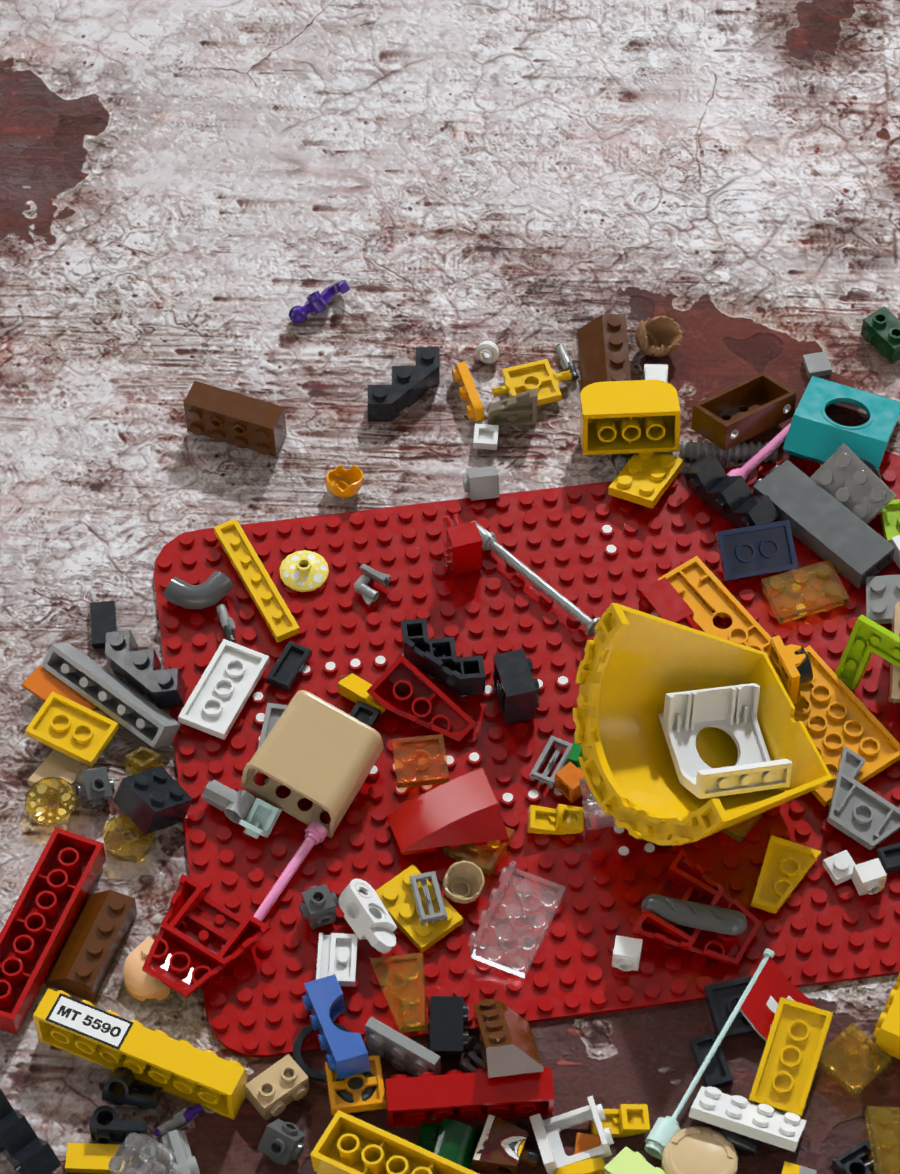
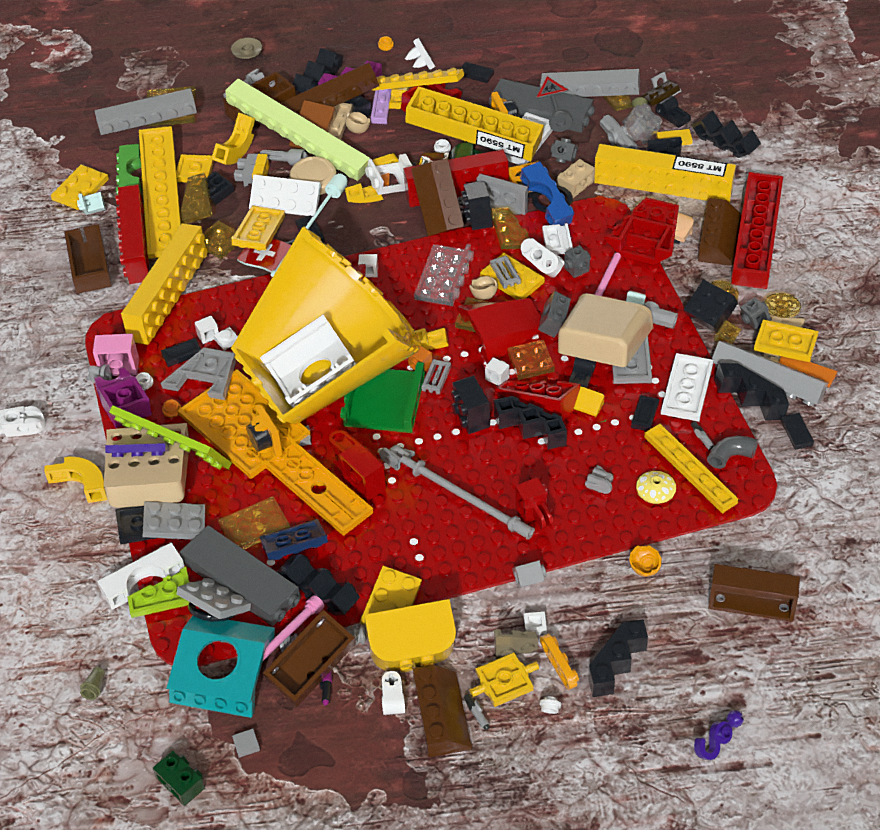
camera: 175 degrees right, 5 degrees down
(373, 816) = (554, 314): none -> dark grey brick
(469, 746) = (497, 371): none -> white plate
(658, 336) = (394, 734): medium nougat hair -> none

